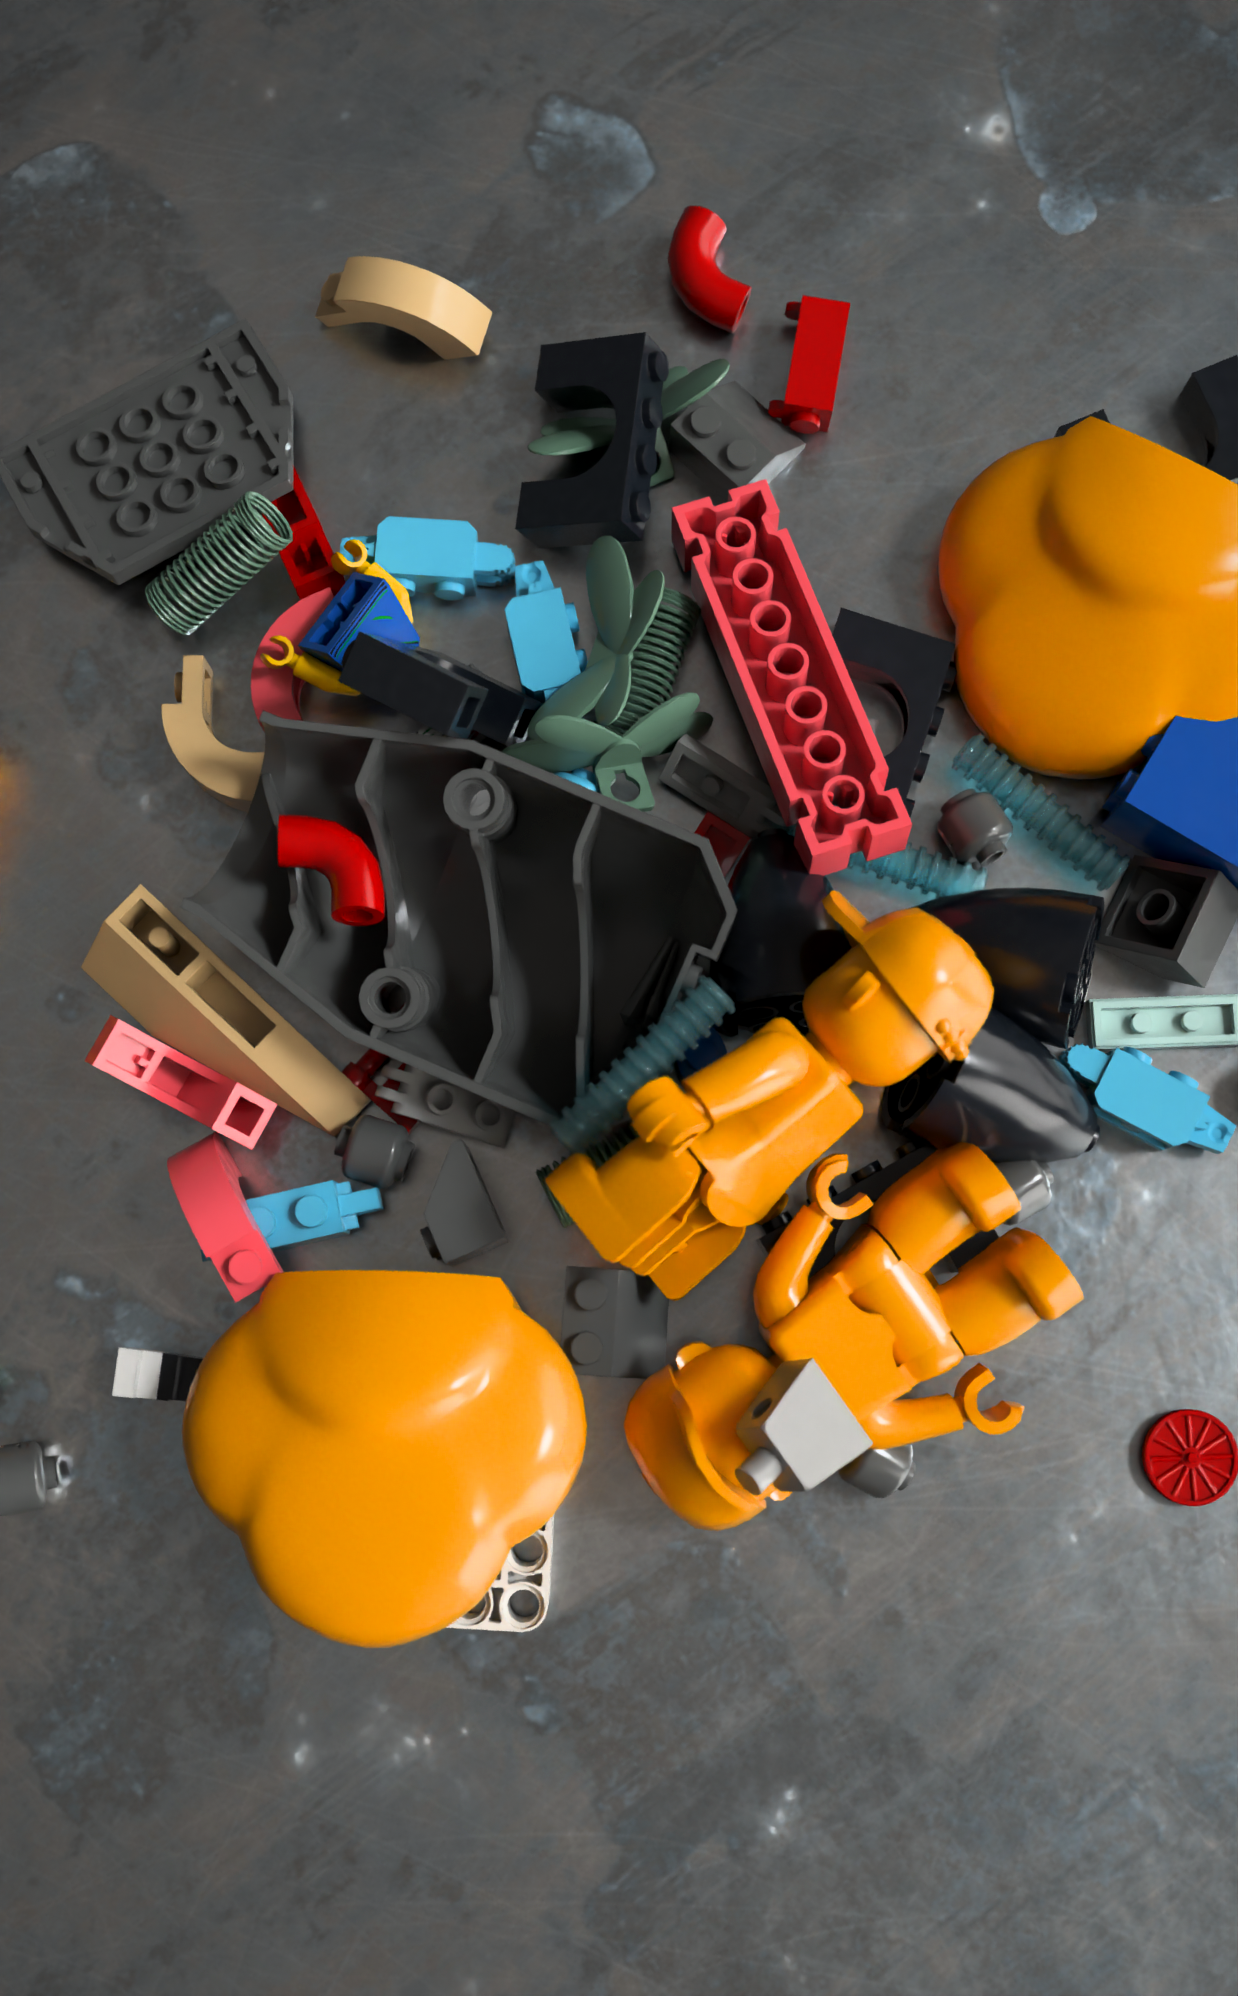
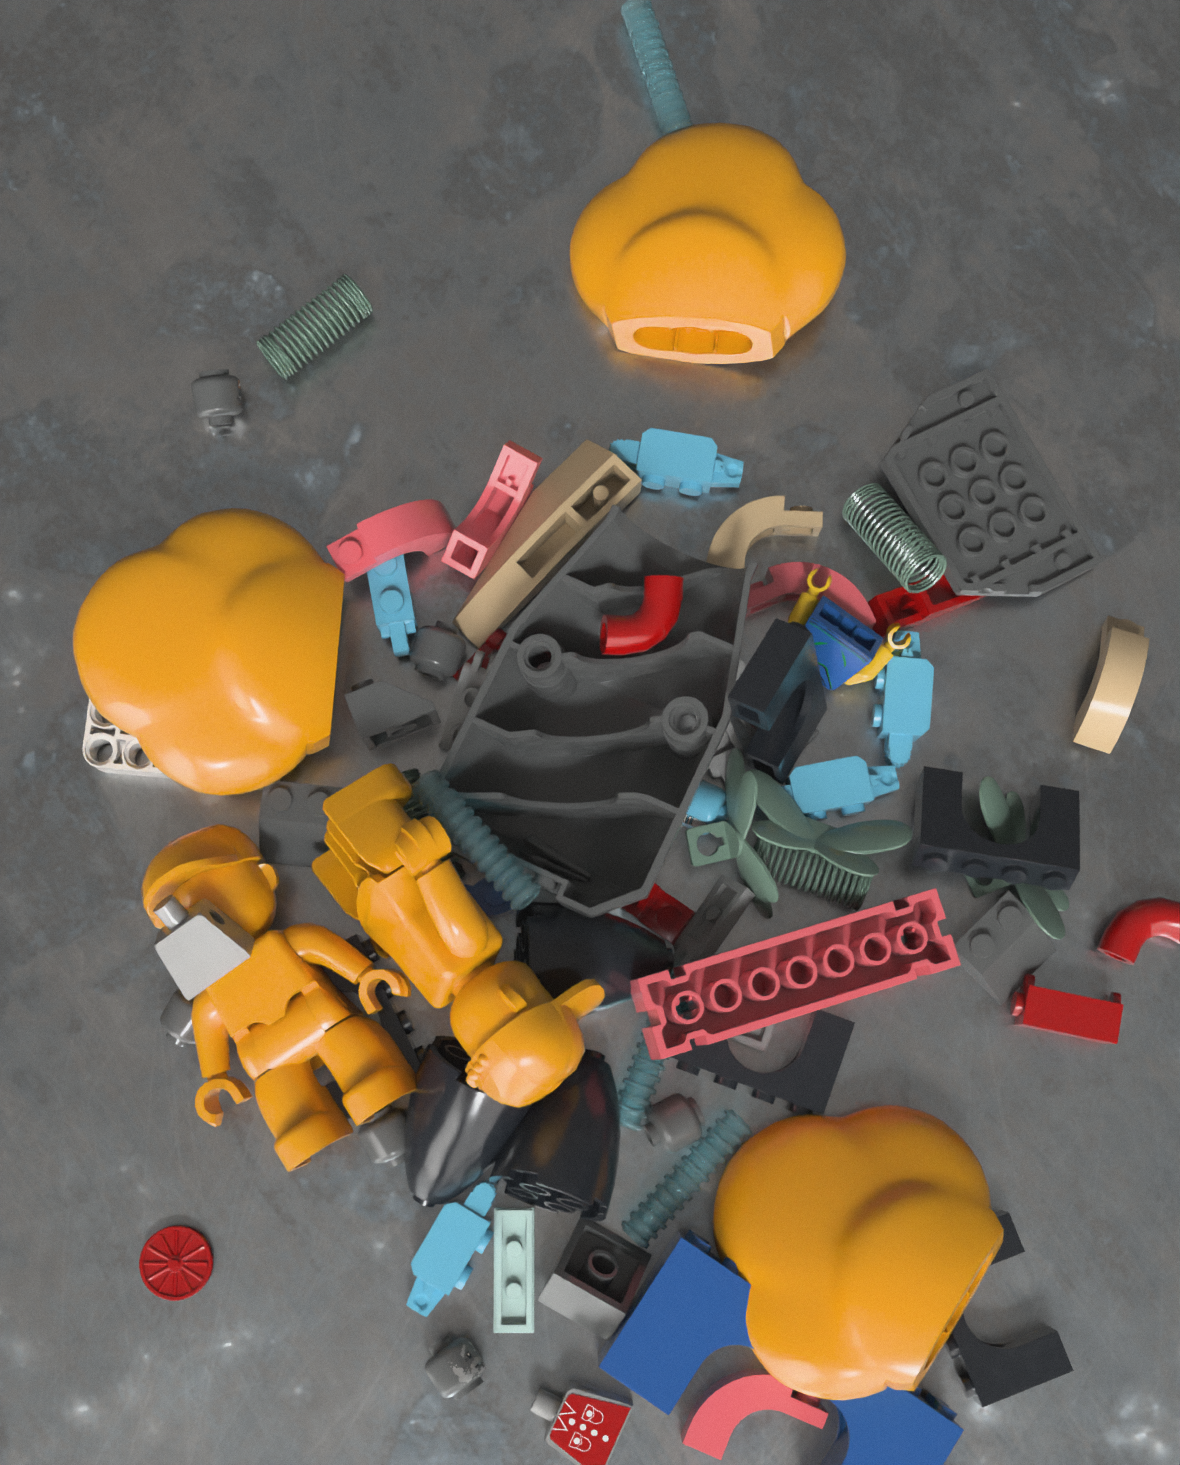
camera: 90 degrees right, 0 degrees up
(113, 842) = (678, 461): none -> medium azure hinge
(154, 1374) = (285, 492): leg -> none

